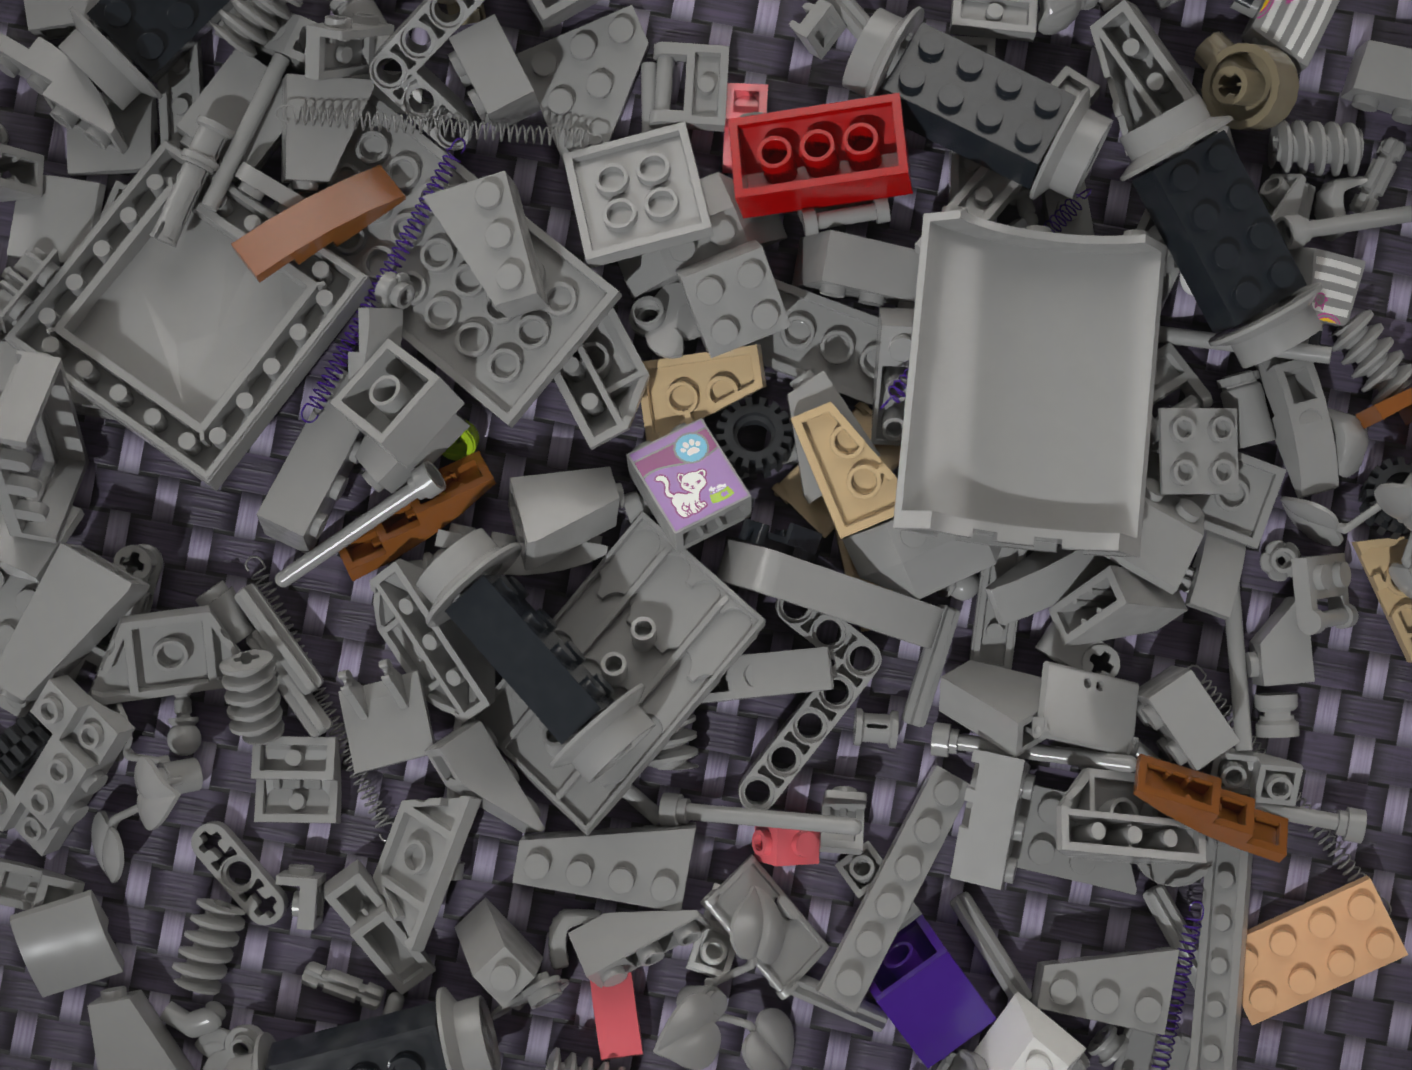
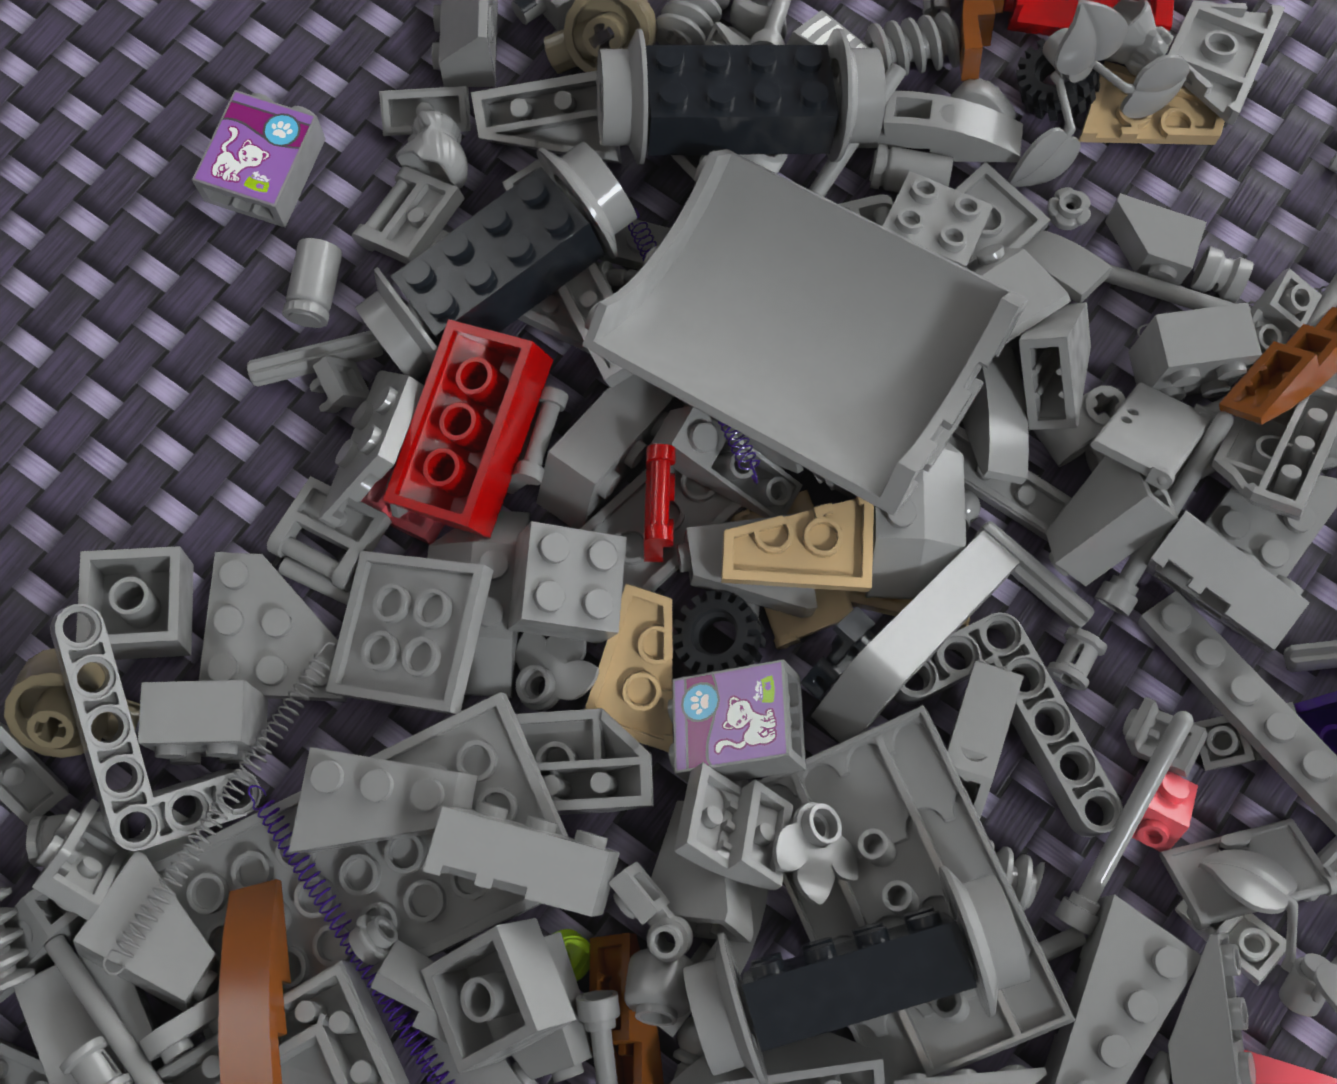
camera: 65 degrees left, 15 degrees down
(463, 513) = (656, 989): none -> light grey head
(500, 372) = (523, 858): none -> light grey wedge
(515, 477) = (642, 899): none -> light grey plate
(603, 519) = (732, 827): none -> light grey slope
(611, 588) = (815, 851): none -> light grey plate
(778, 85) = (375, 442): none -> light grey wing
(849, 332) = (658, 494): none -> red plate
(1318, 579) = (1108, 175): light grey plate -> none

